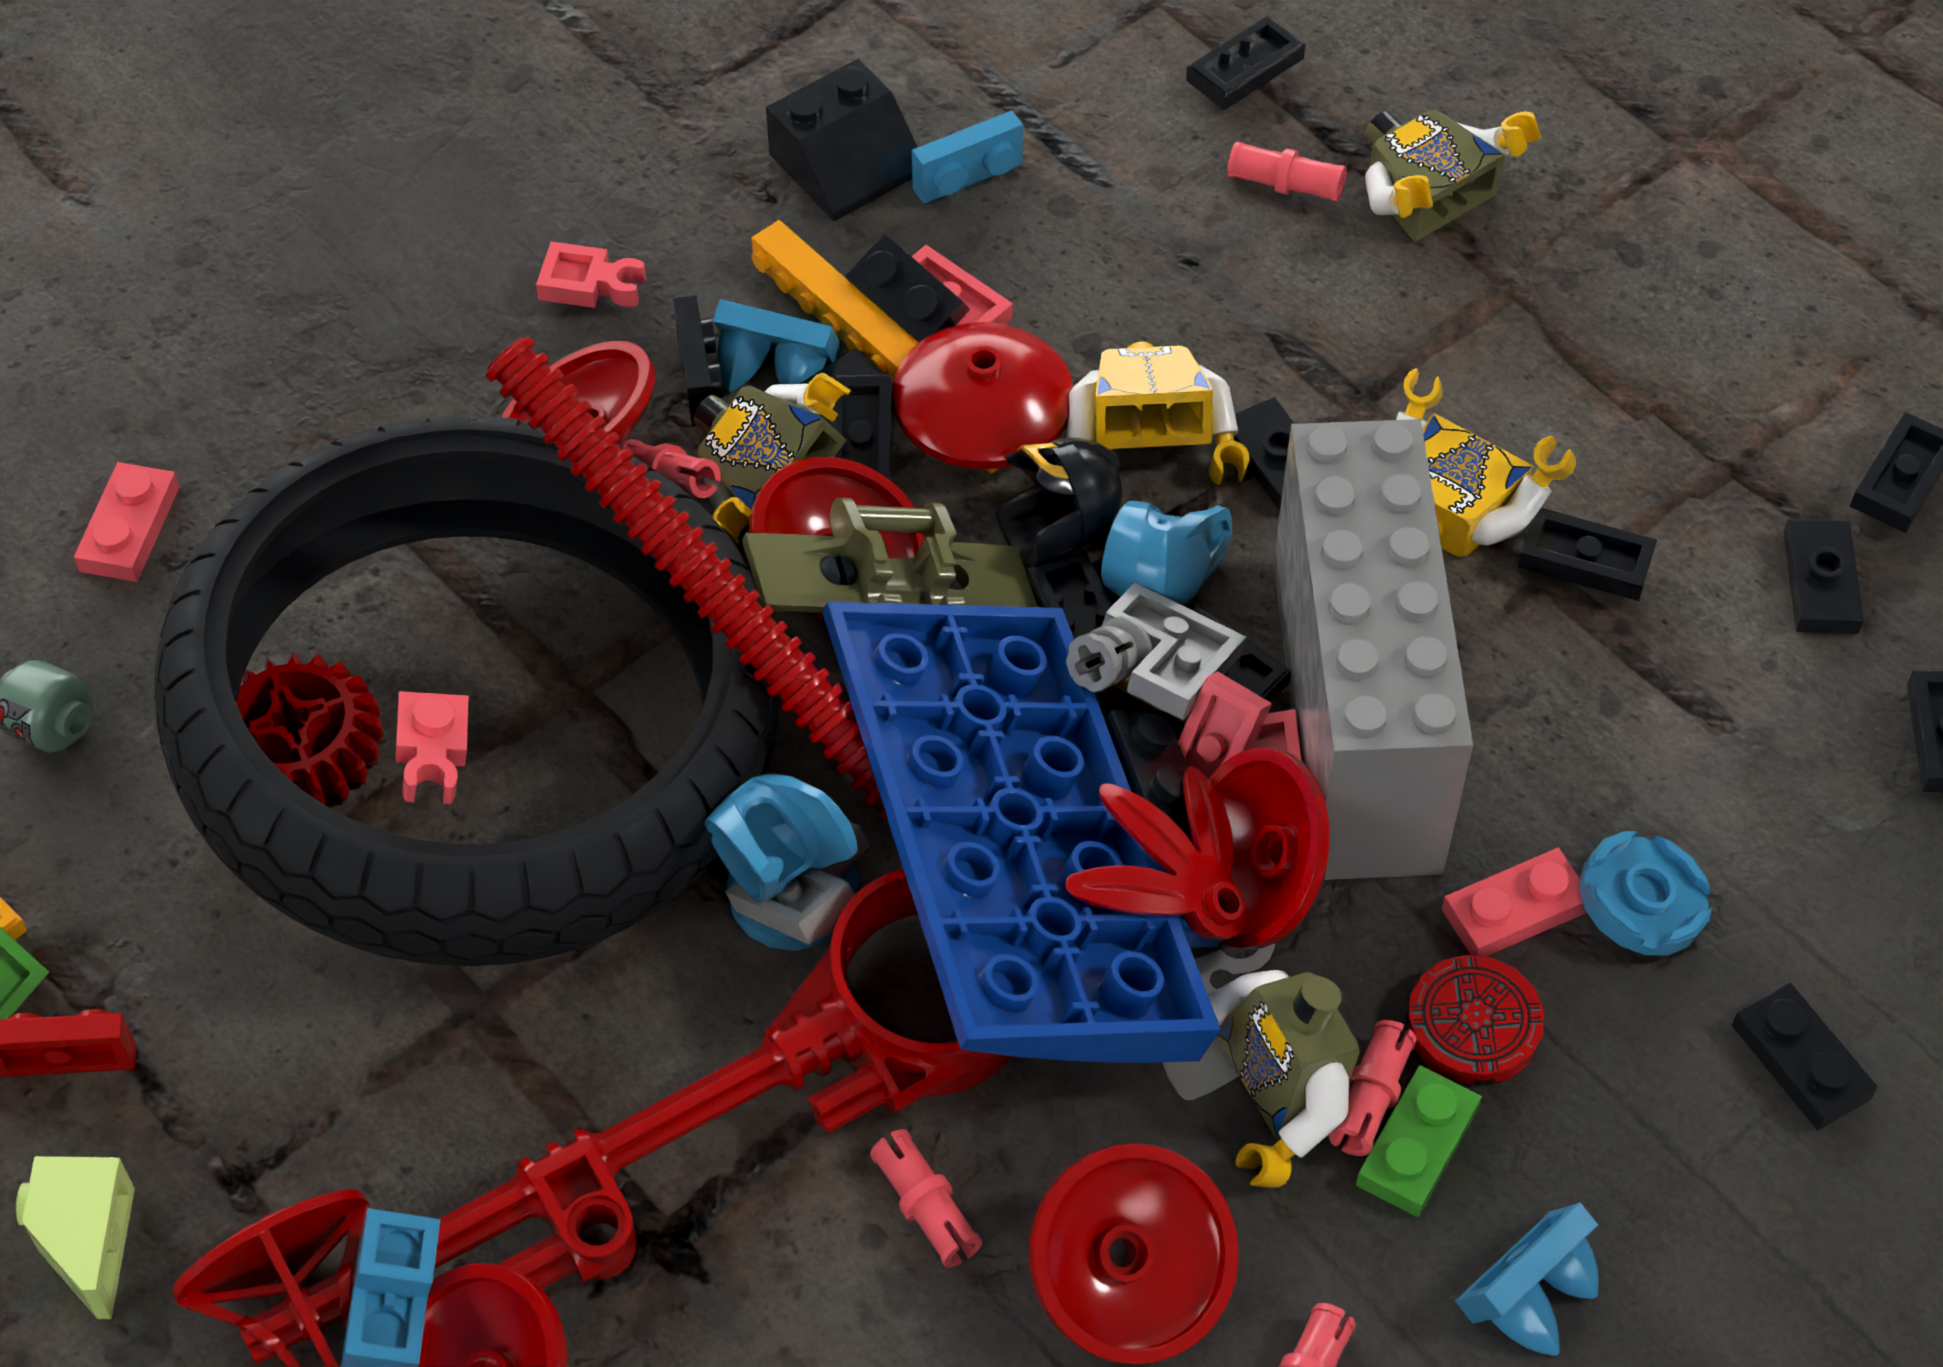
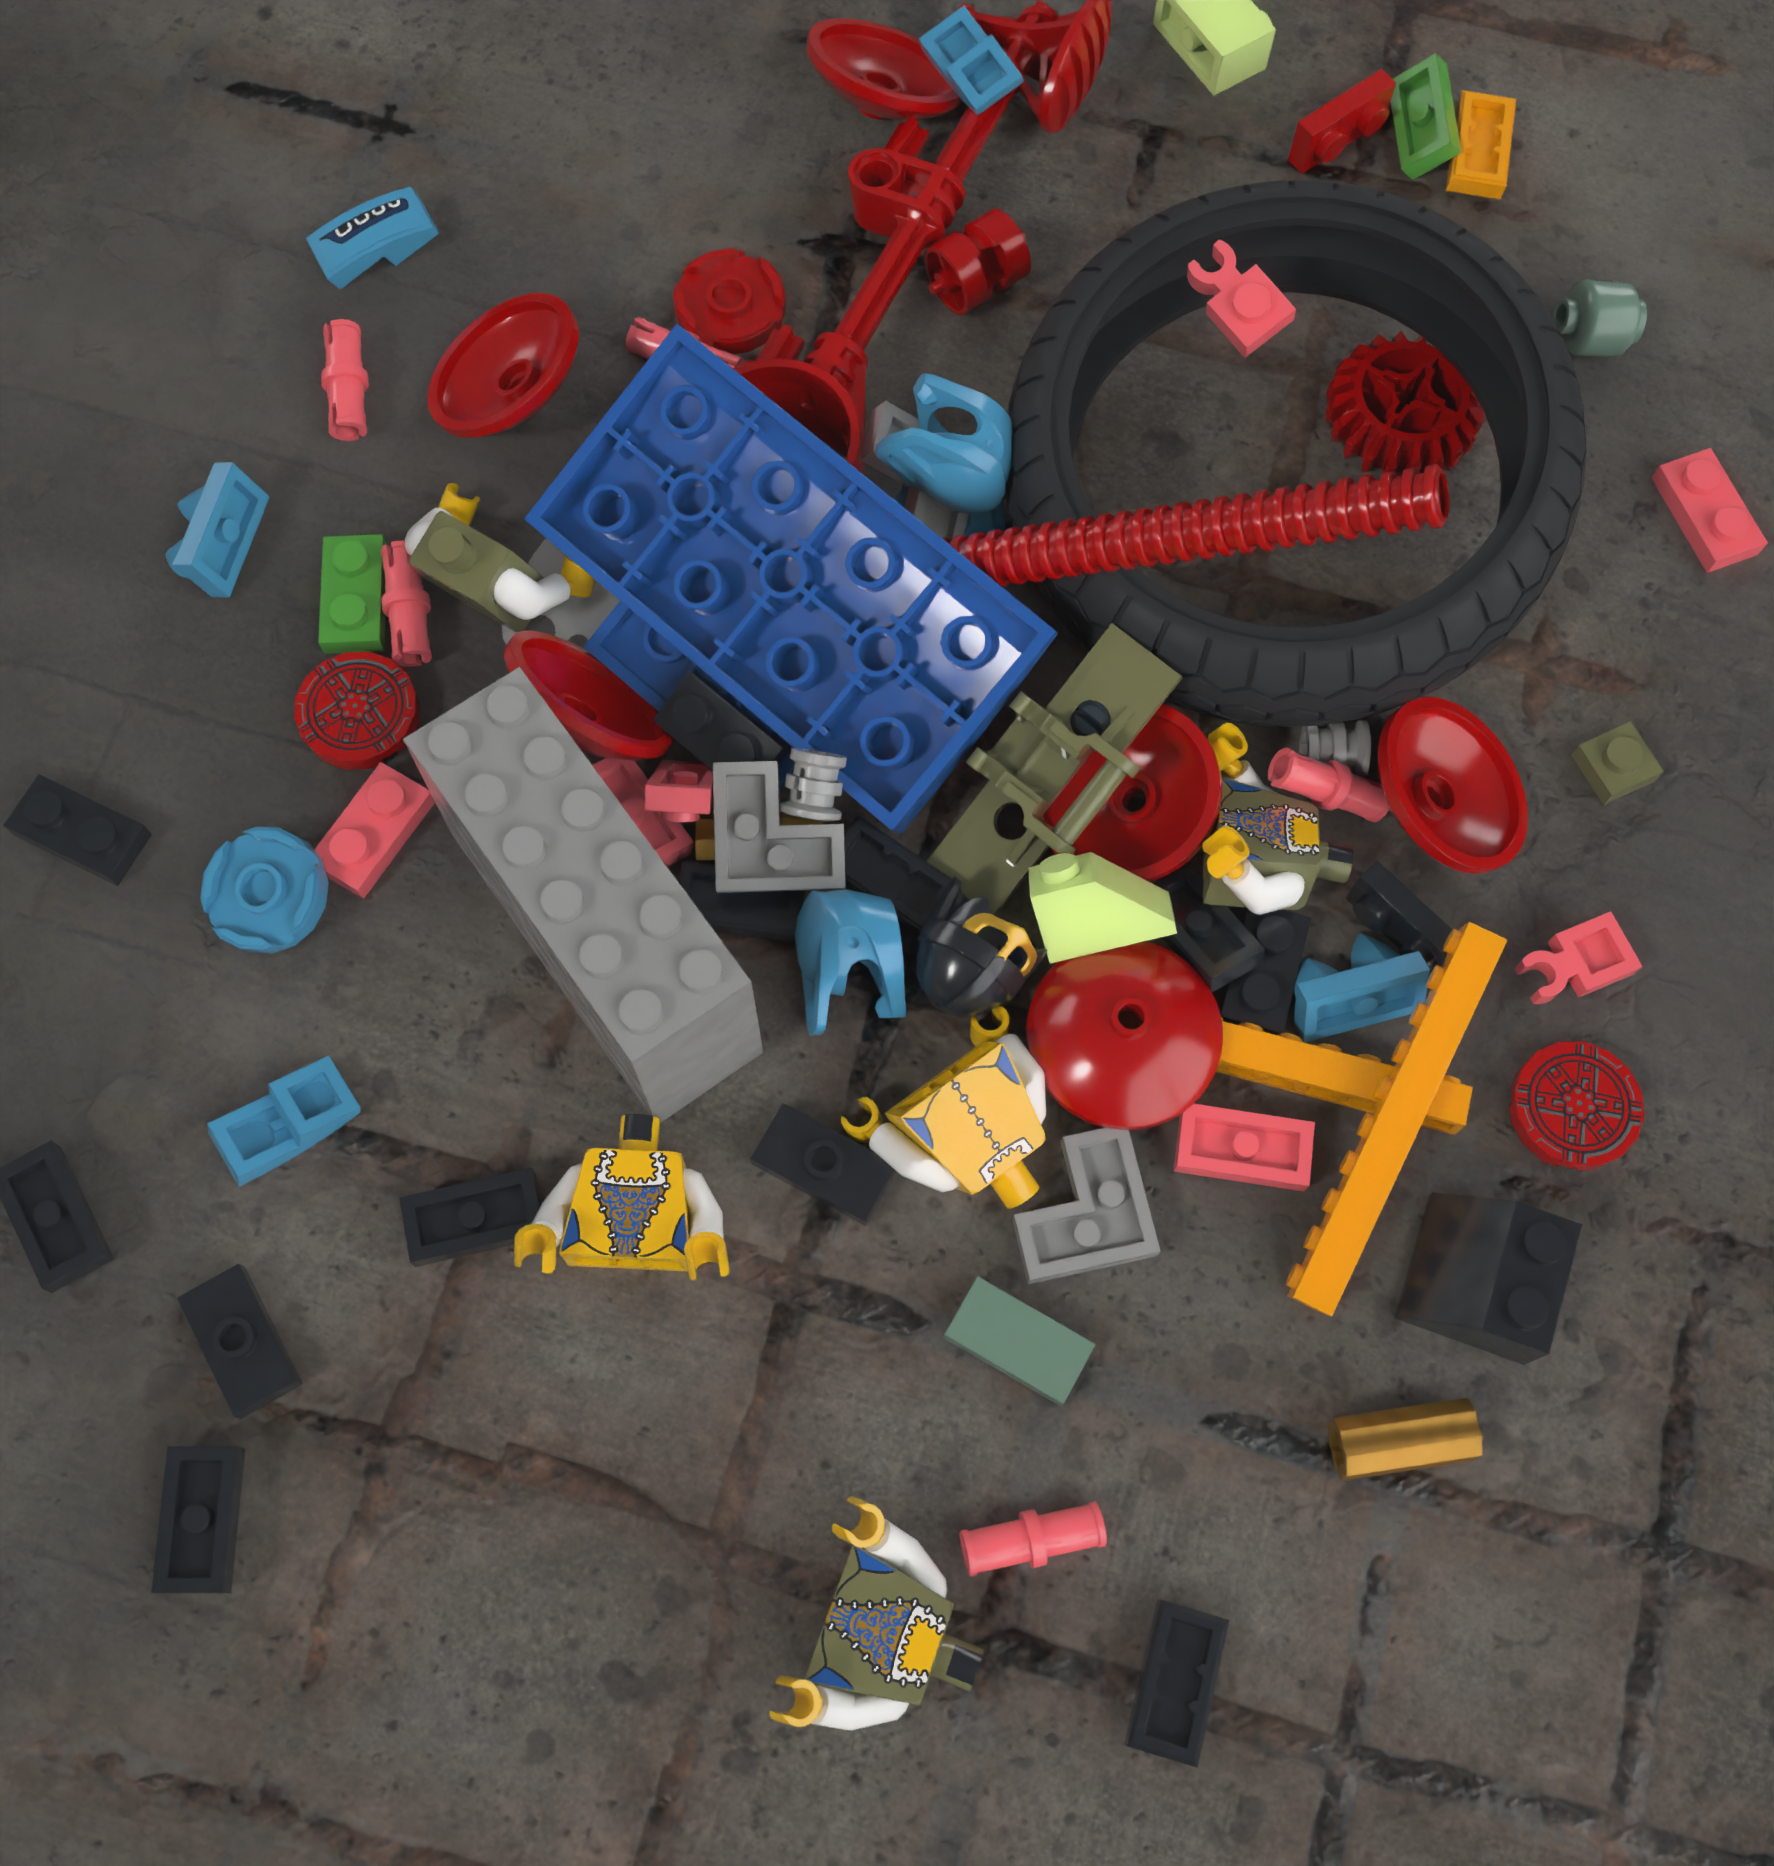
camera: 145 degrees right, 15 degrees up
(412, 388) = (1617, 763): none -> olive plate
(553, 1100) = (980, 260): none -> red wheel
(680, 206) = (1576, 1106): none -> red tile
(823, 237) = (1396, 1118): none -> light orange piece
(834, 1242) = (730, 300): none -> red tile
(906, 290) = (1278, 1105): black plate -> none
(936, 462) = (1095, 906): none -> yellowish green slope
(967, 157) = (1342, 1357): dark azure plate -> none
(984, 93) = (1404, 1439): none -> pearl gold axle
(1100, 305) = (1104, 1224): none -> light grey plate
(1198, 875) = (611, 629): red plant -> none
(1210, 281) = (1019, 1341): none -> sand green tile
(1718, 712) = (286, 1122): none -> dark azure slope

